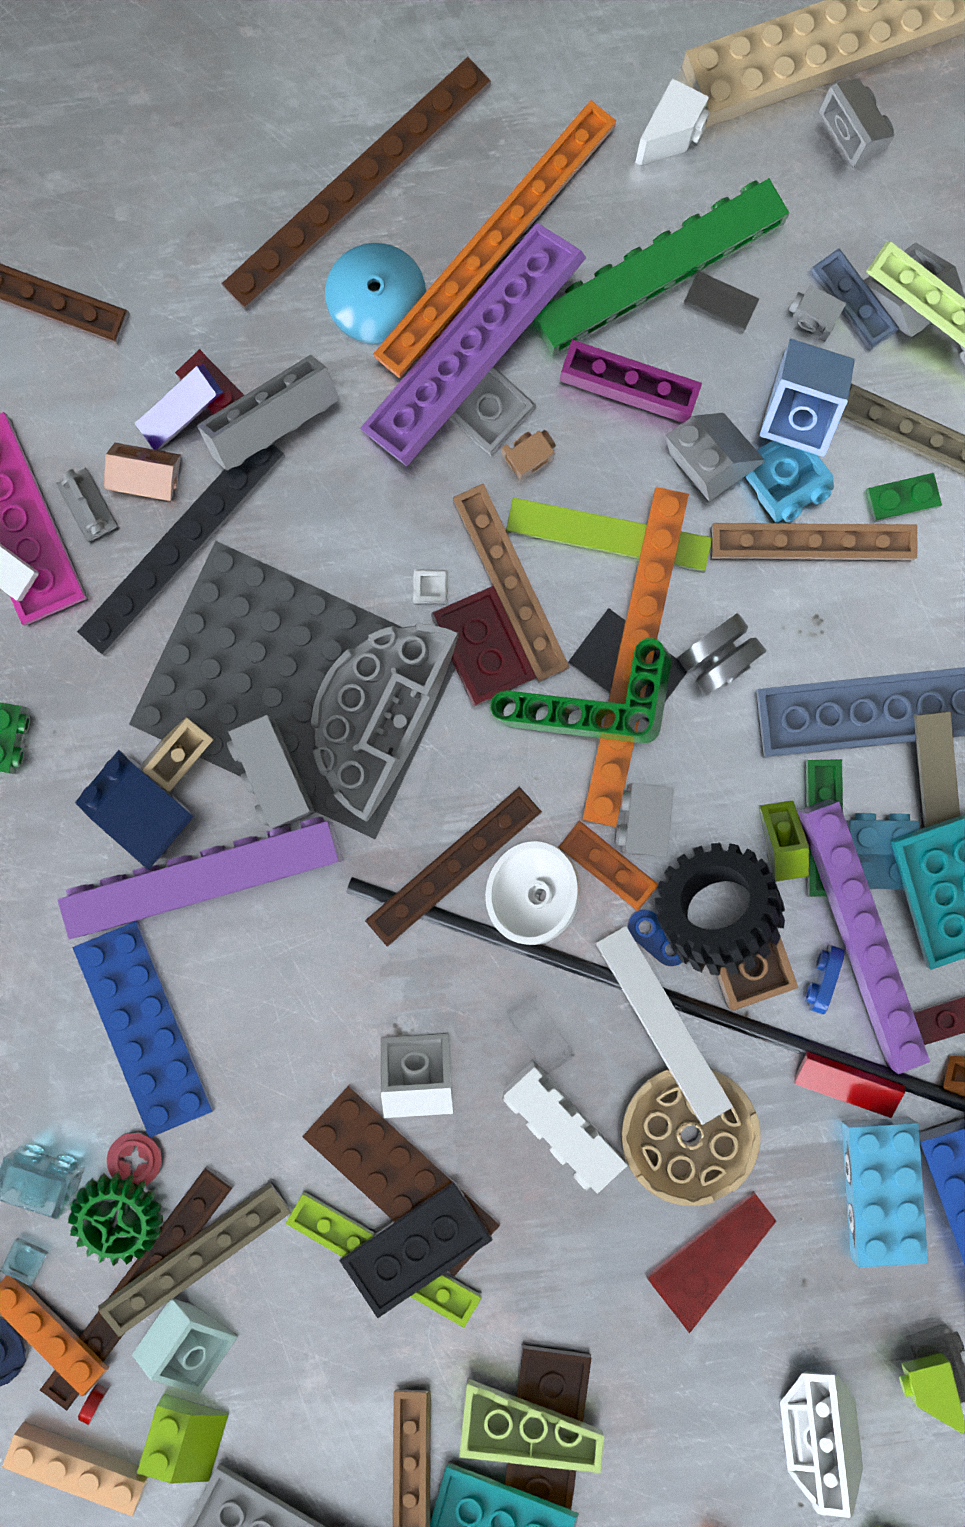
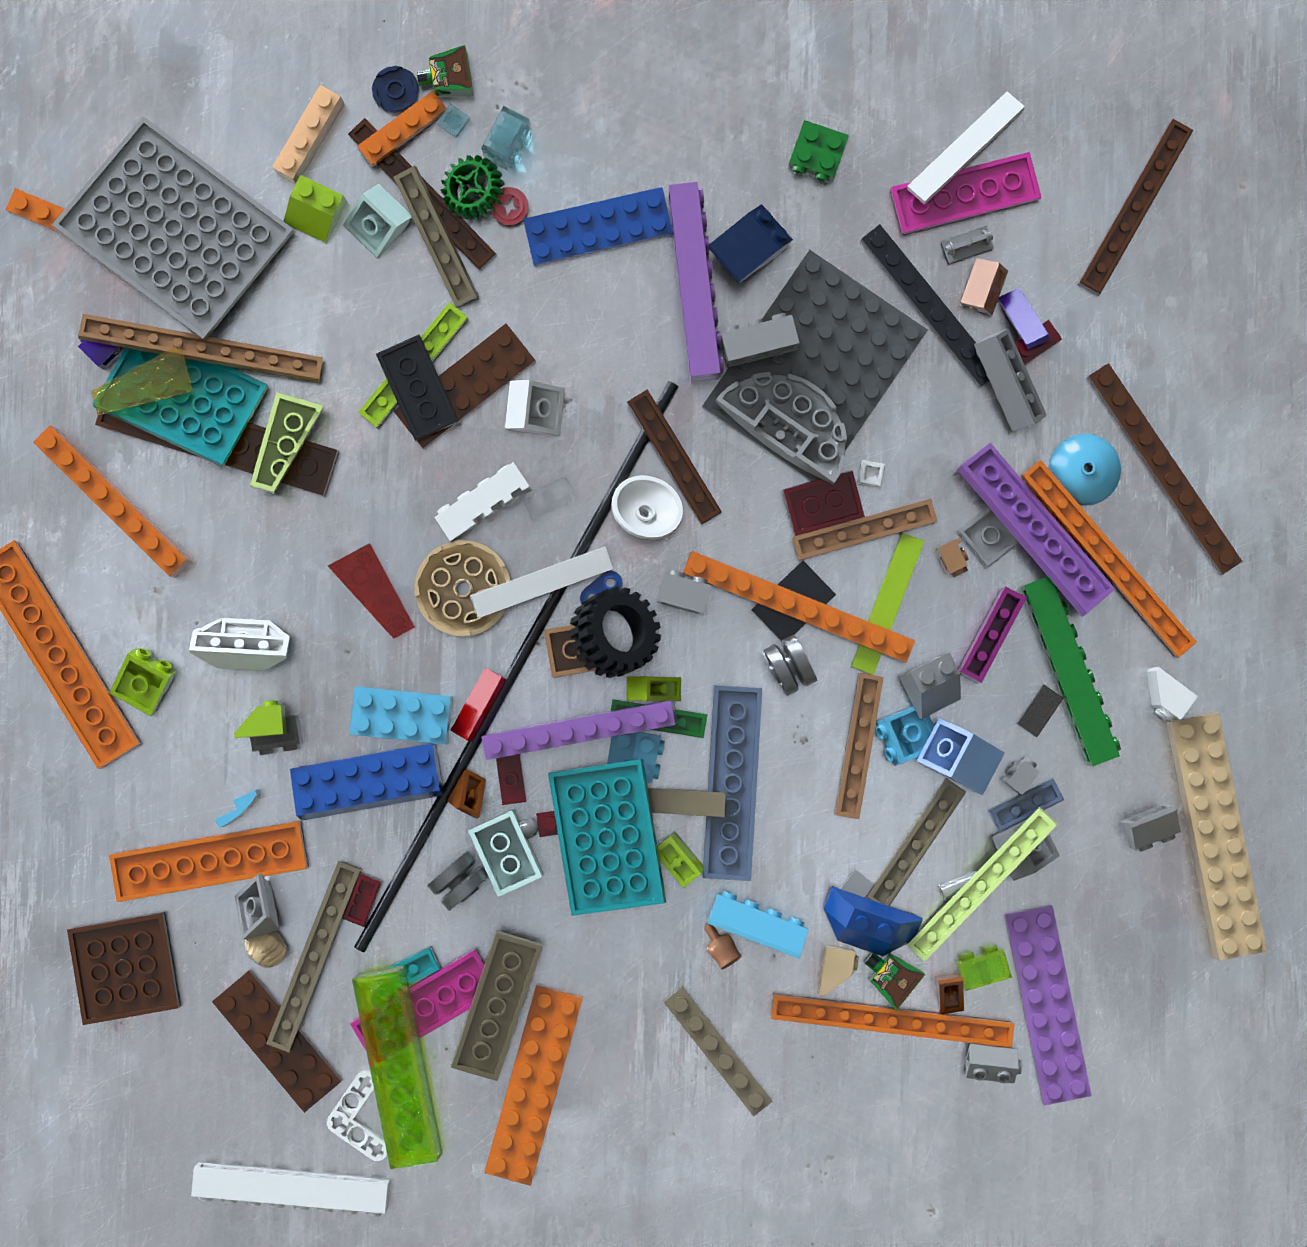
camera: 100 degrees right, 0 degrees up
(92, 1404) = (349, 151): red tile -> none
(176, 754) = (783, 278): tan slope -> none
(594, 711) = (764, 568): green beam -> none
(608, 865) = (657, 564): orange tile -> none
(829, 966) = (563, 704): blue plate -> none
(903, 497) = (880, 815): green plate -> none

